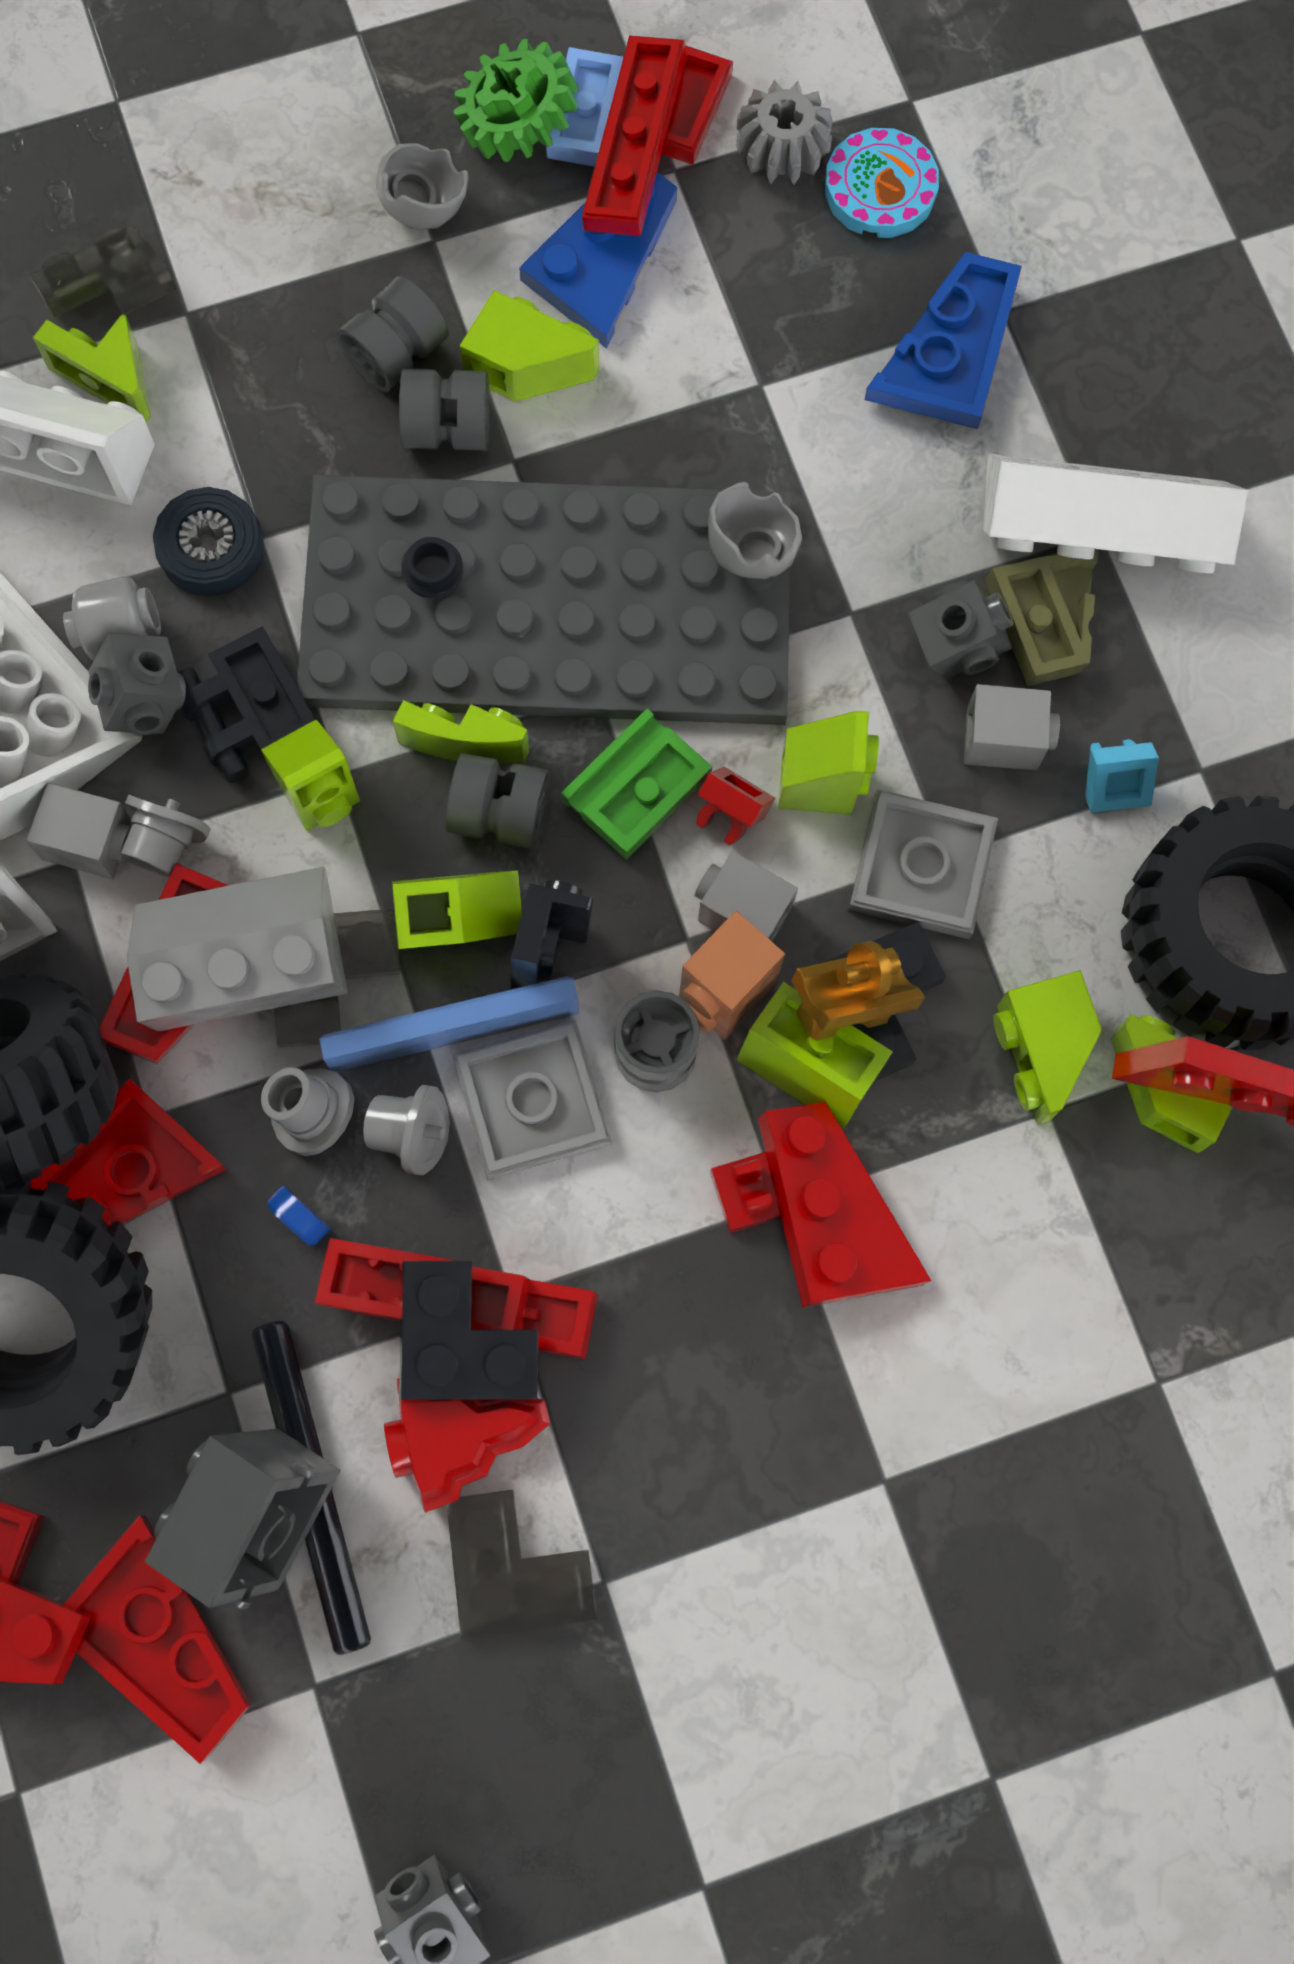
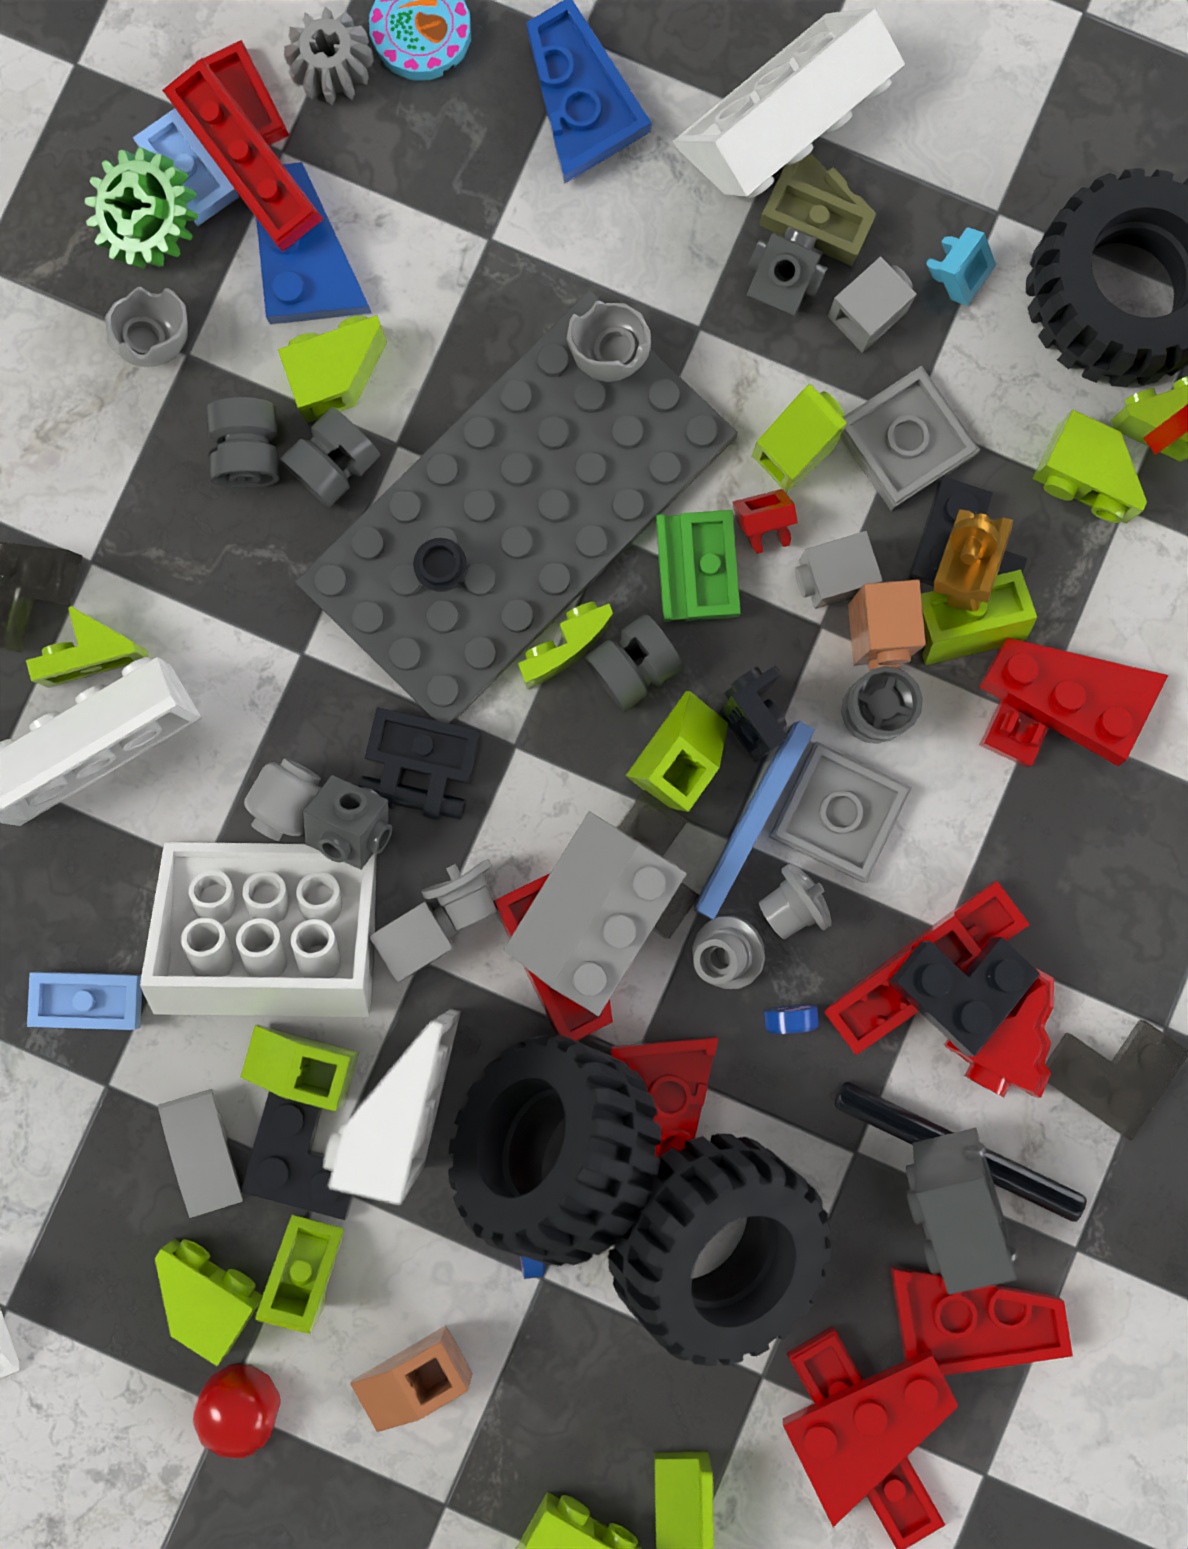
camera: 45 degrees left, 10 degrees up
(229, 520) = (267, 665): black bush -> none
(313, 775) = (511, 763): lime slope -> none

